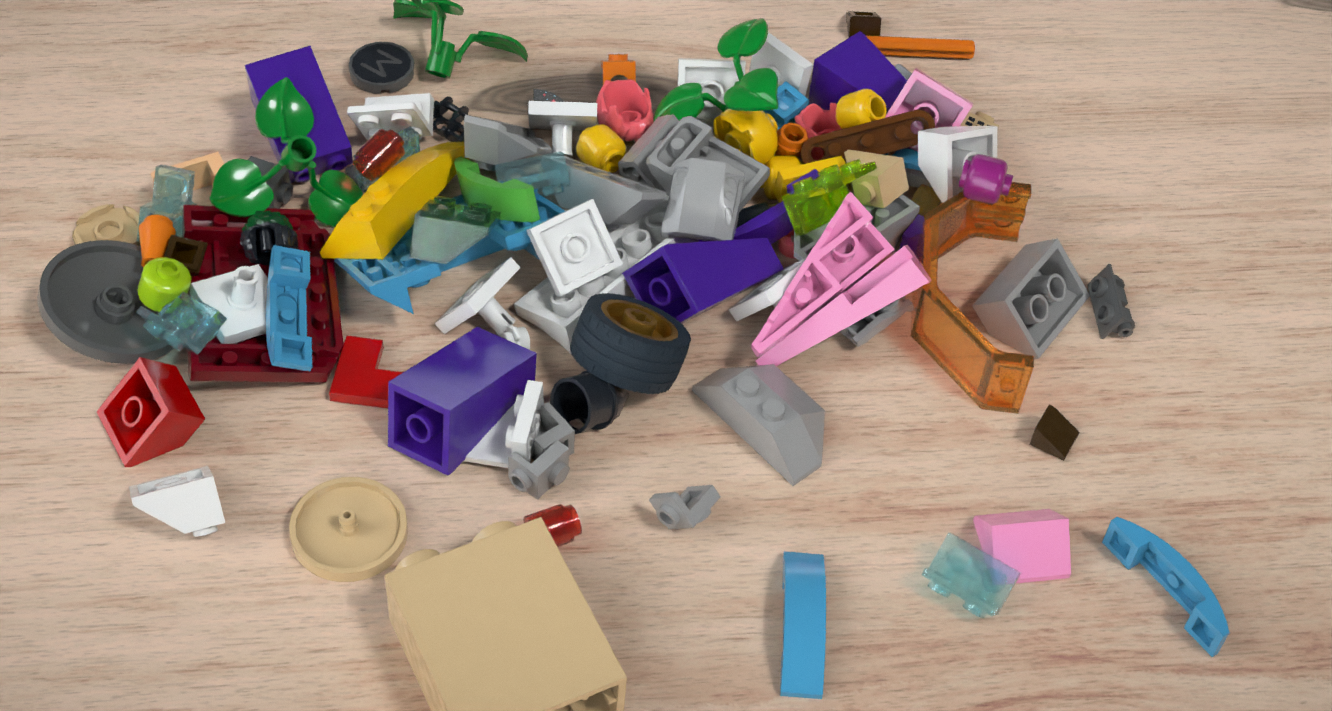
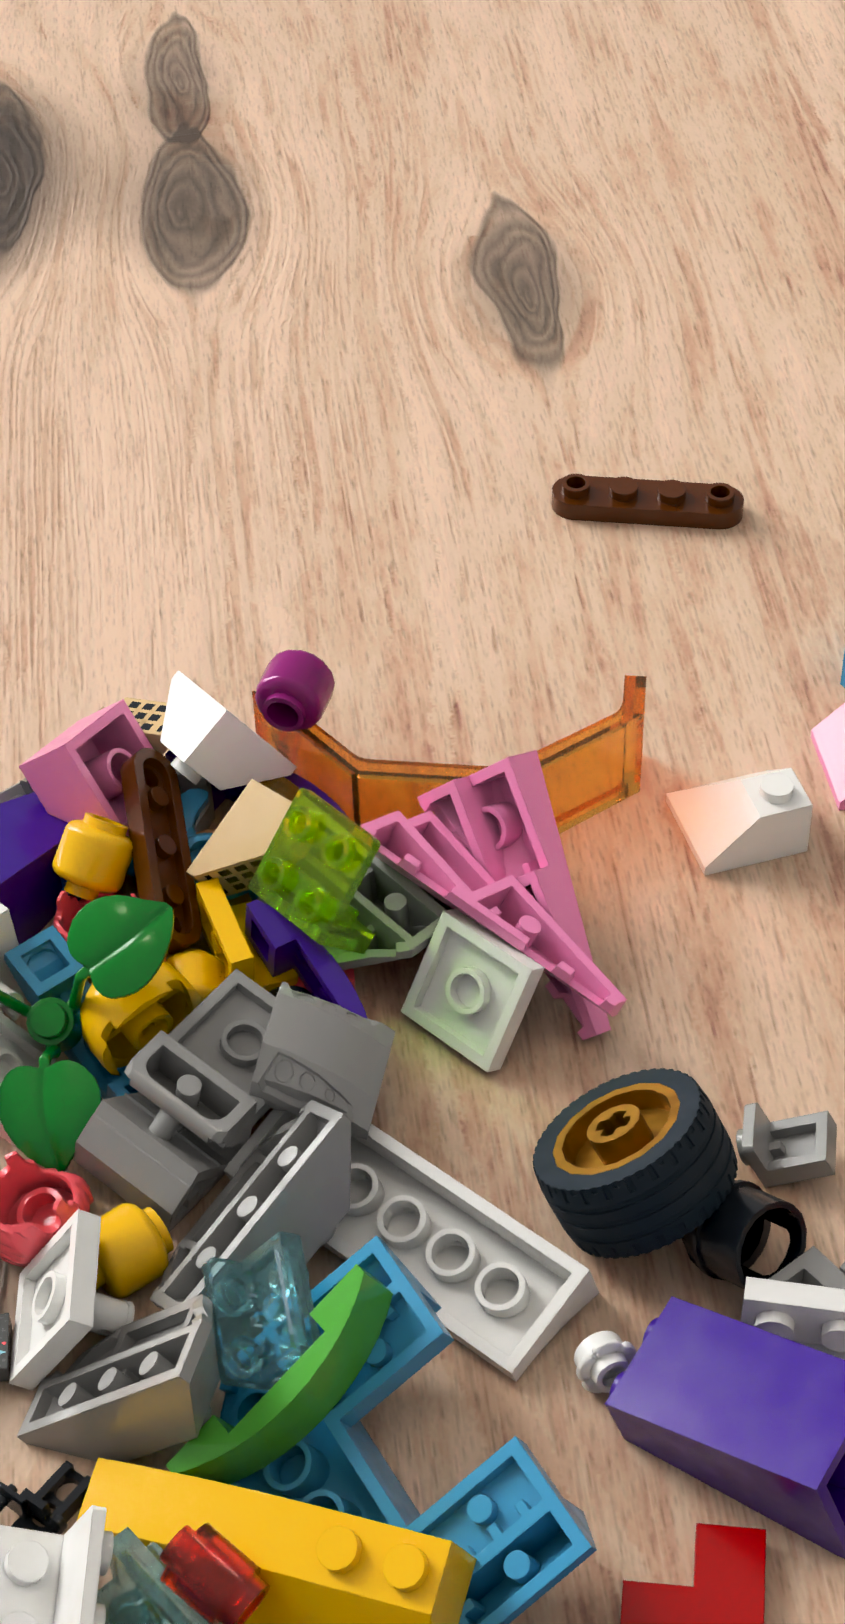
camera: 85 degrees left, 5 degrees down
(448, 229) = (438, 1415): clear green slope -> none
(481, 299) = (531, 1393): white tile -> none
(574, 247) = (432, 1242): white tile -> none
(662, 436) = (787, 1148): none -> light grey bracket
(701, 275) = (471, 1082): dark purple slope -> none
(769, 415) = (707, 1013): light grey wedge -> none
(953, 457) = (744, 819): none -> slope
(1032, 298) = (437, 713): light grey slope -> none
(1054, 434) = (683, 716): dark brown slope -> none
(1109, 304) = (441, 639): dark grey hinge -> none
(1292, 437) = (647, 502): none -> reddish brown plate

